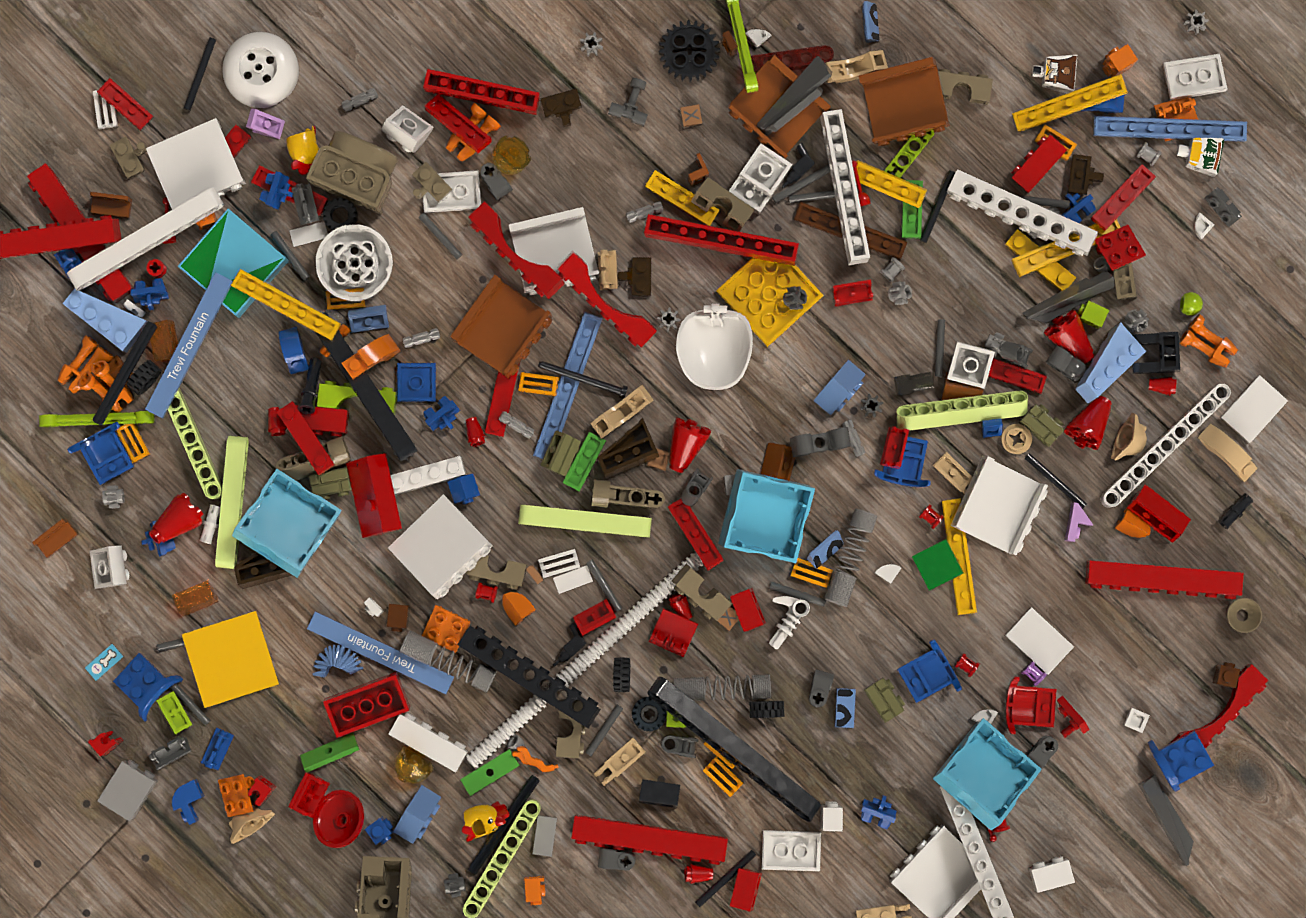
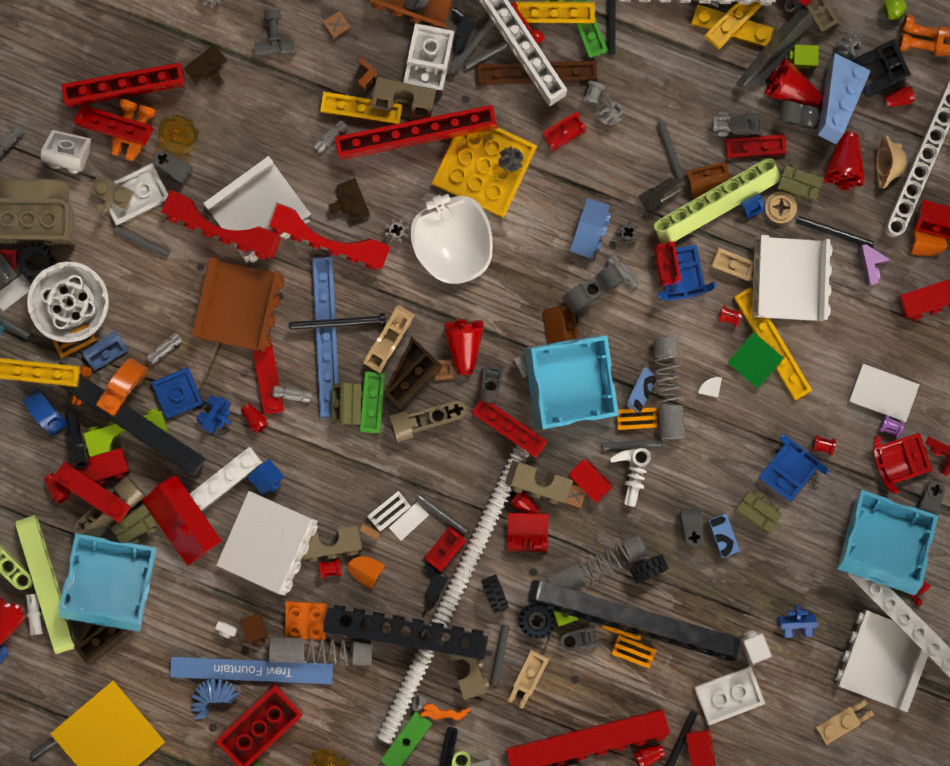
camera: 25 degrees left, 0 degrees up
(195, 598) = (48, 693): clear orange hinge -> none
(428, 742) = (334, 737): white brick -> none
(554, 386) = (313, 341): light orange tile -> none
(584, 521) = (397, 459): yellowish green beam -> none
(607, 269) = (318, 207): tan hinge -> none
(659, 793) = (579, 693): black hinge -> none
(970, 364) = (707, 153): white brick -> none
(987, 714) = (864, 484): white tile -> none

